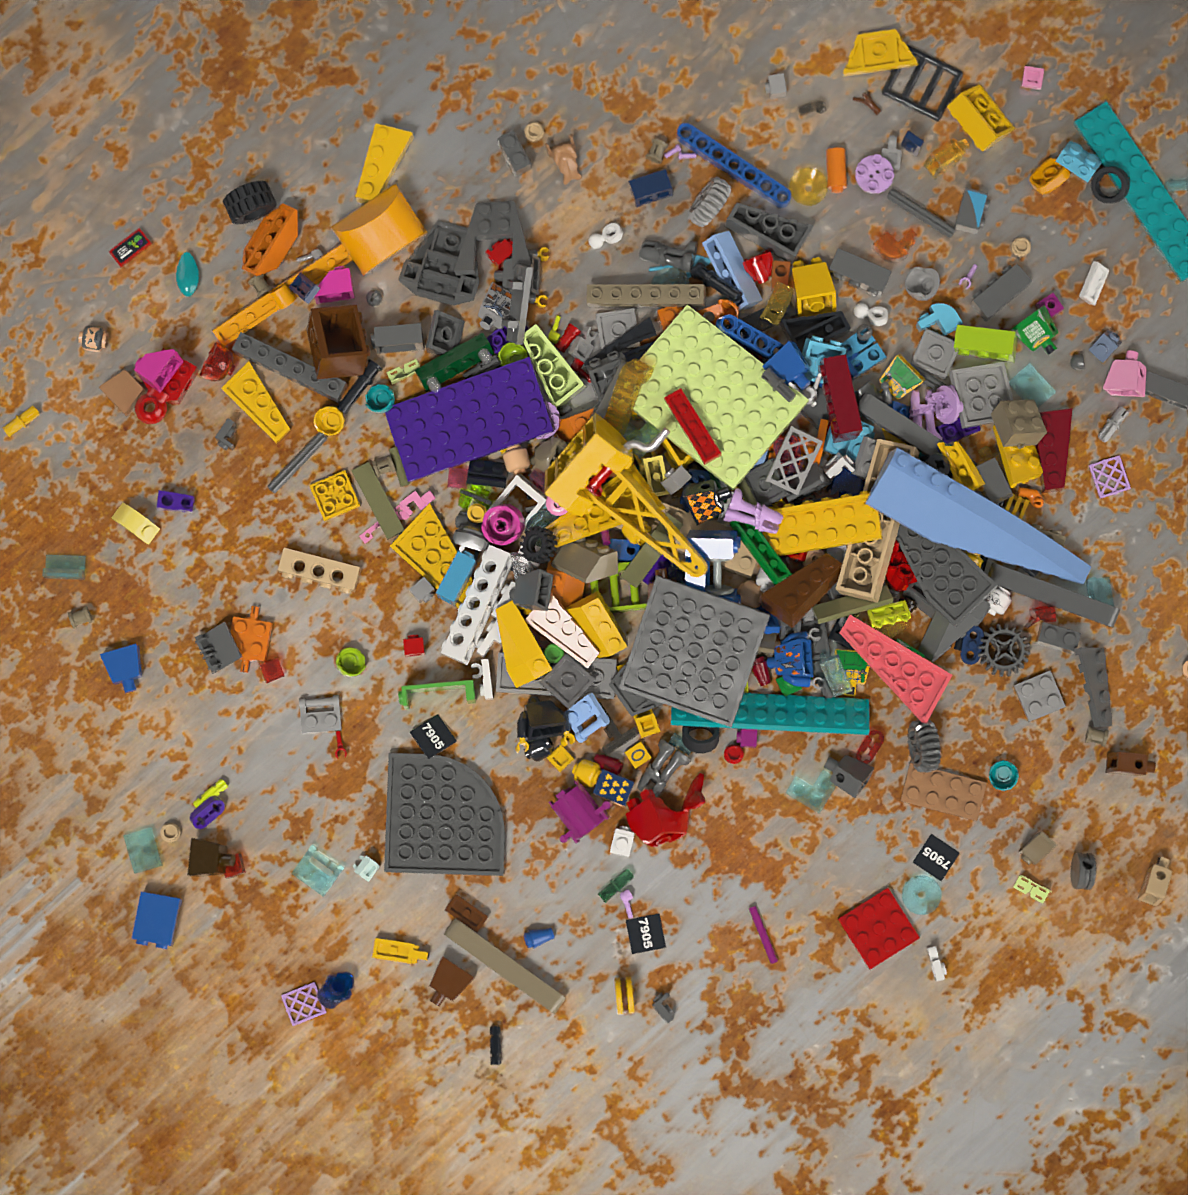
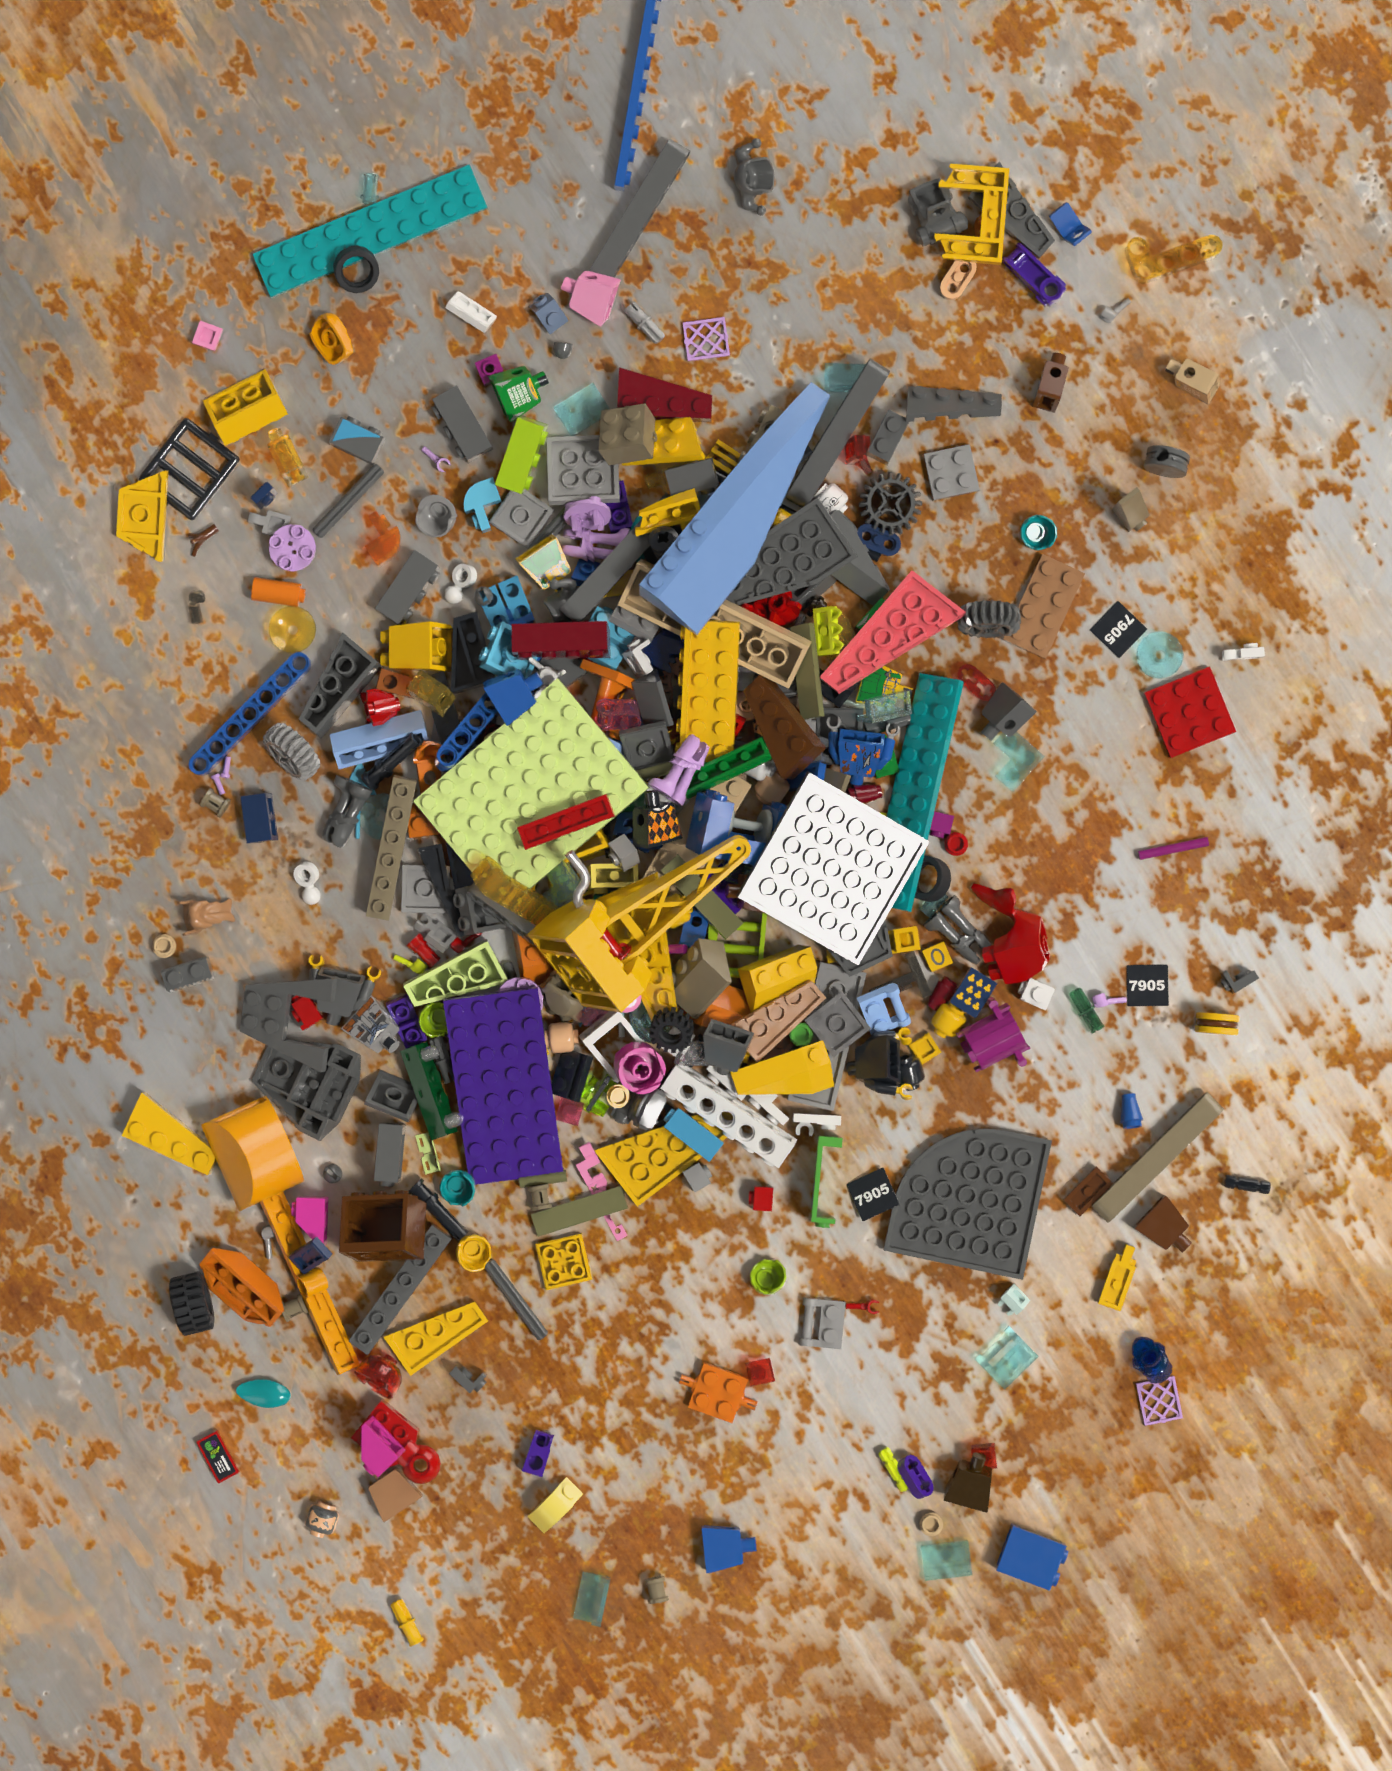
camera: 80 degrees left, 5 degrees up
(218, 648) = (723, 1431): dark grey hinge -> none
(291, 558) = (661, 1259): tan brick -> none
(519, 303) = (364, 997): dark grey hinge -> none
(776, 86) = (162, 645): light grey plate -> none
(777, 464) = (647, 703): light grey window -> none
(778, 384) = (534, 710): dark grey axle -> none
(1021, 247) = (410, 390): tan plate -> none
(1032, 495) = (712, 434): orange arm -> none
(1034, 891) = (1171, 529): yellowish green piece -> none
(1079, 161) = (321, 301): medium azure plate -> none
(1096, 736) = (1010, 414): dark tan bush -> none

